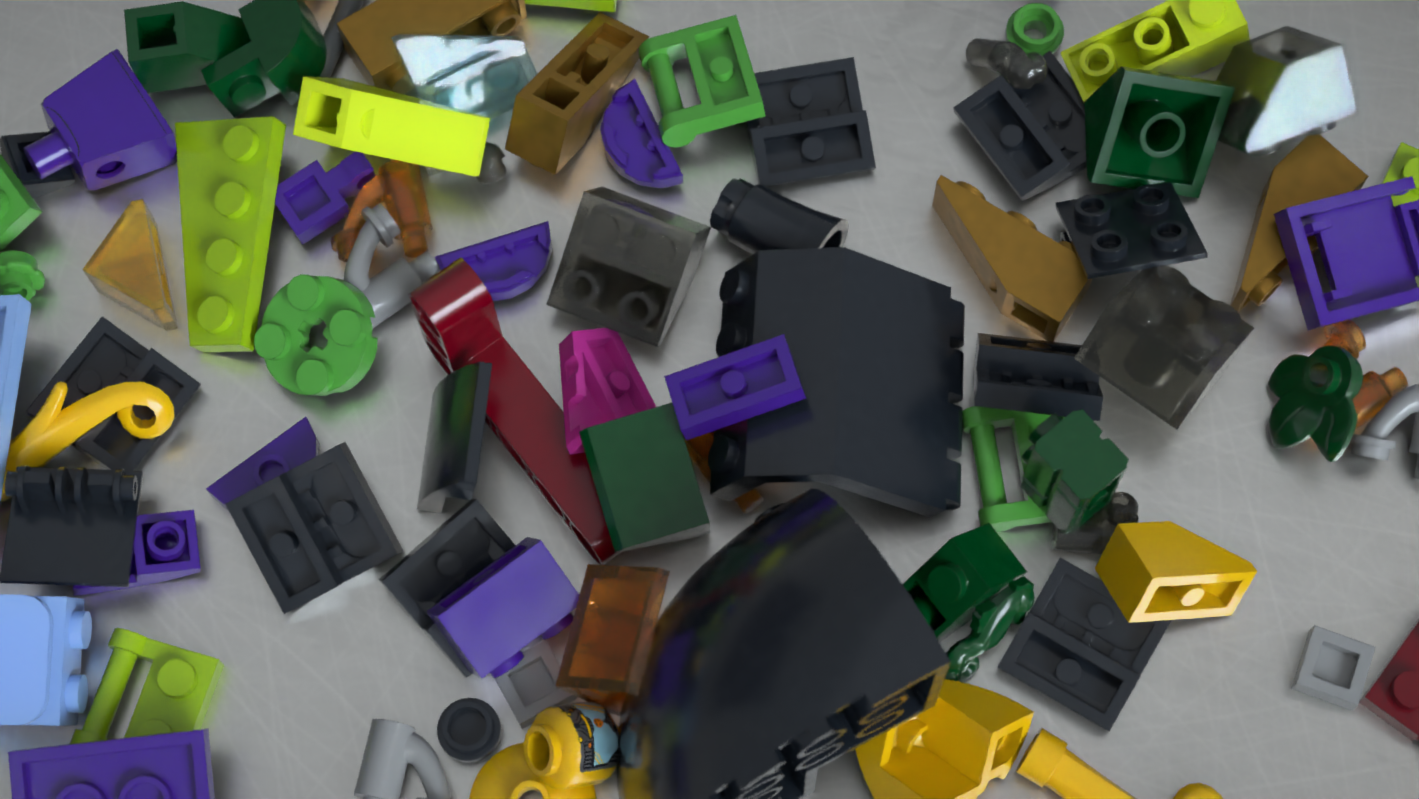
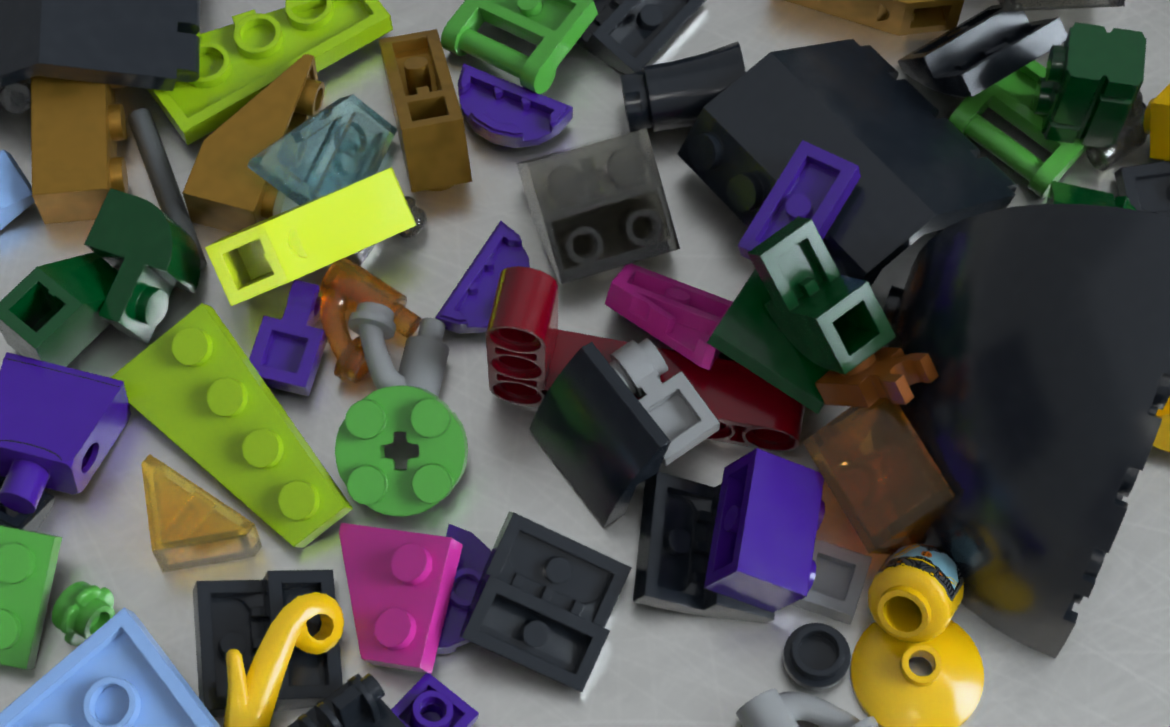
camera: 45 degrees left, 5 degrees down
(223, 437) = (398, 592): none -> dark pink wing
(513, 462) = (672, 405): none -> light grey plate
(663, 555) = (881, 375): none -> dark orange plate
(669, 463) = (817, 309): none -> dark green brick

